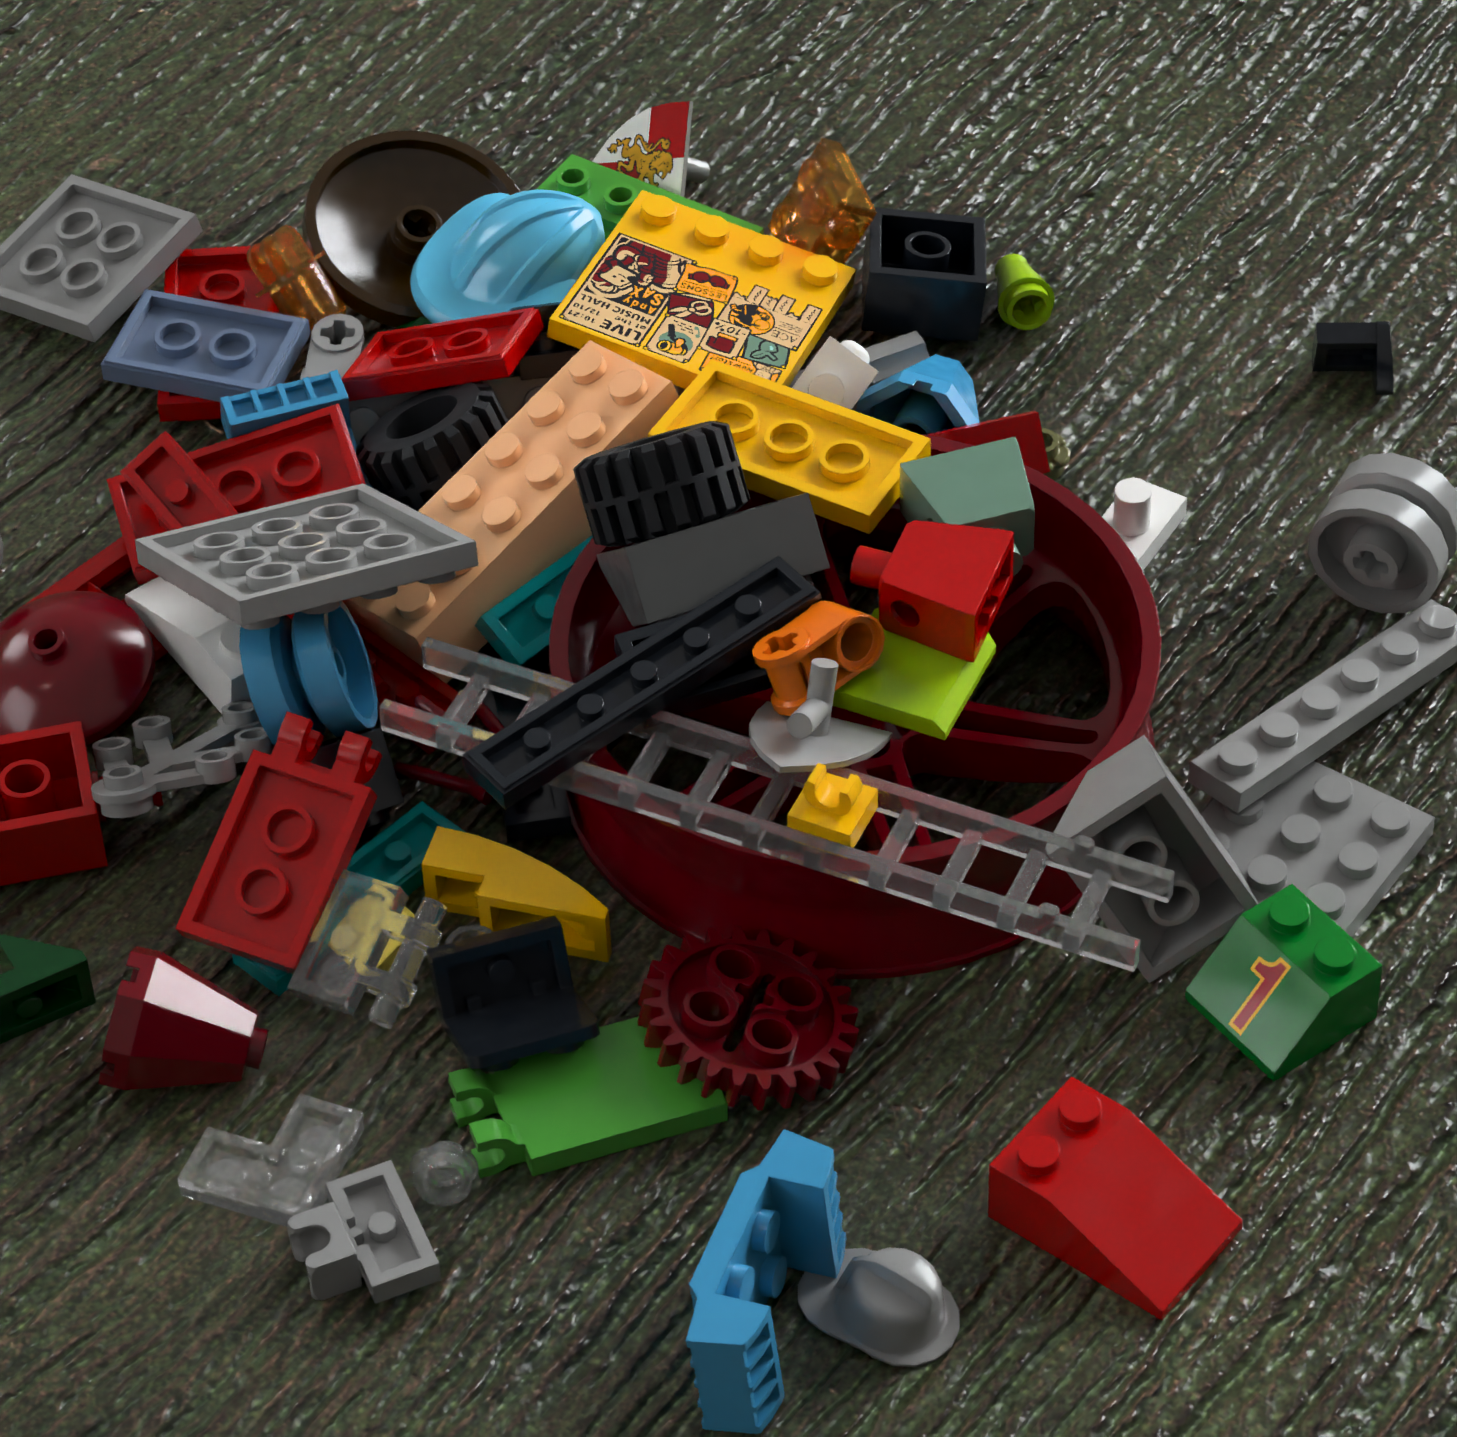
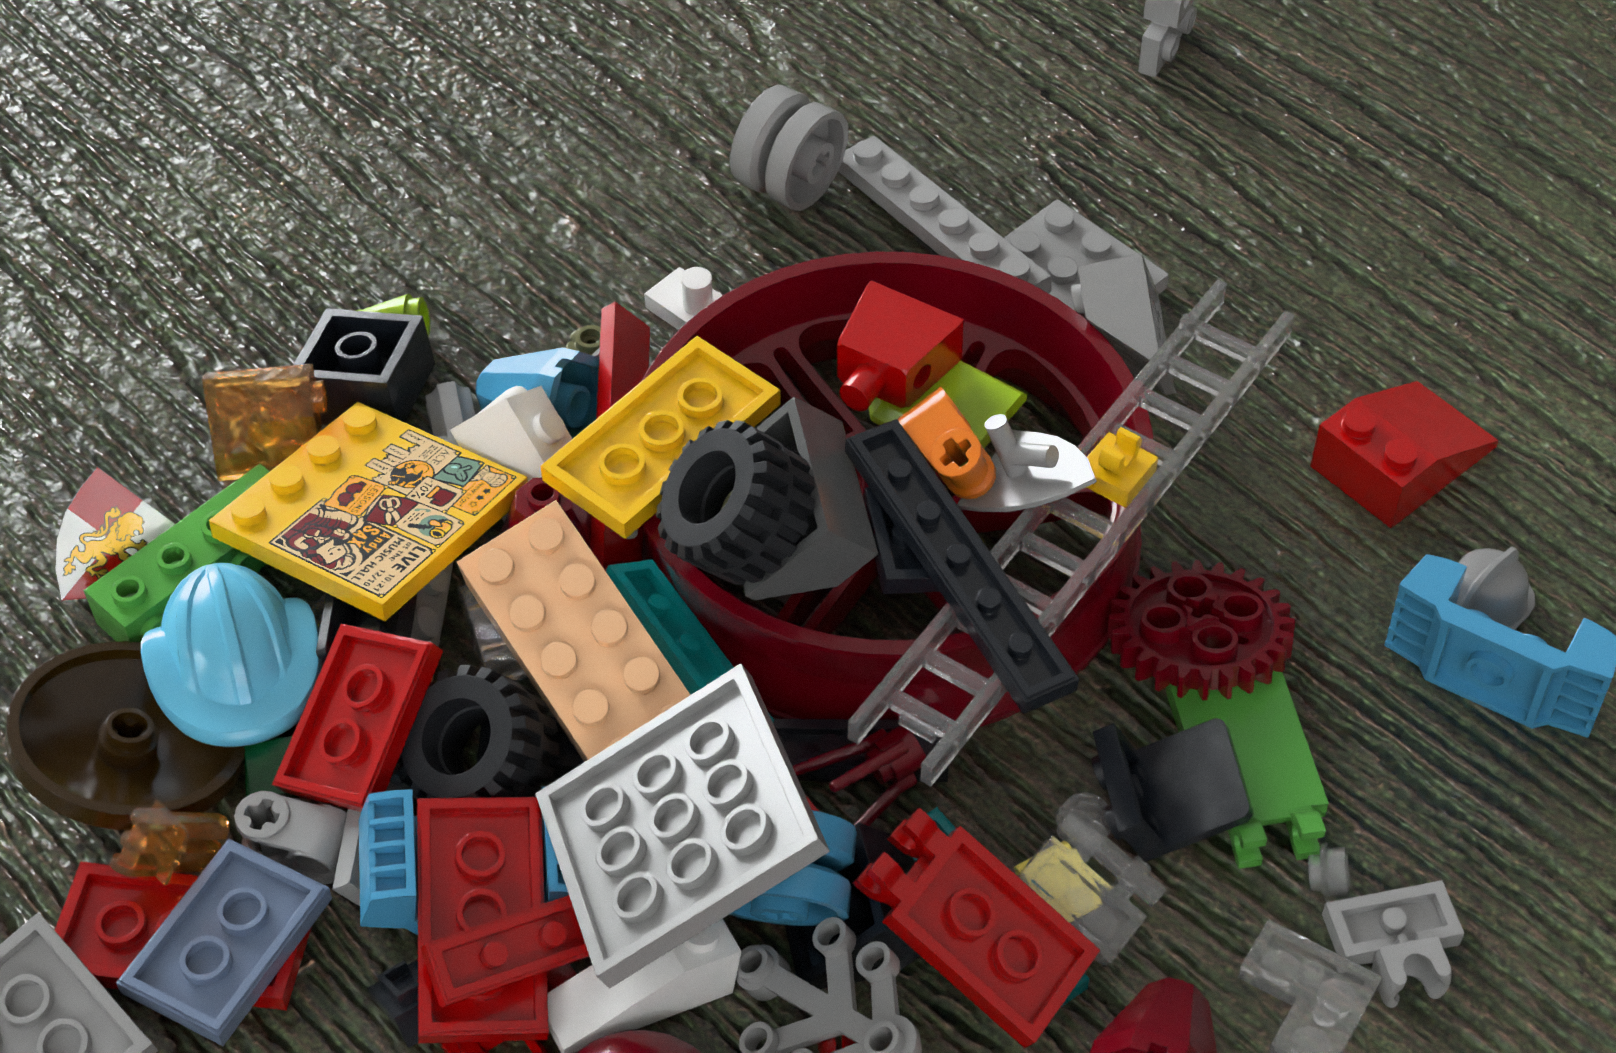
camera: 80 degrees left, 5 degrees up
(512, 889) = (1027, 776): yellow slope -> none
(973, 488) = (786, 323): sand green torso -> none
(1286, 983) = (1246, 305): green slope -> none
(1356, 348) = (563, 127): black tile -> none

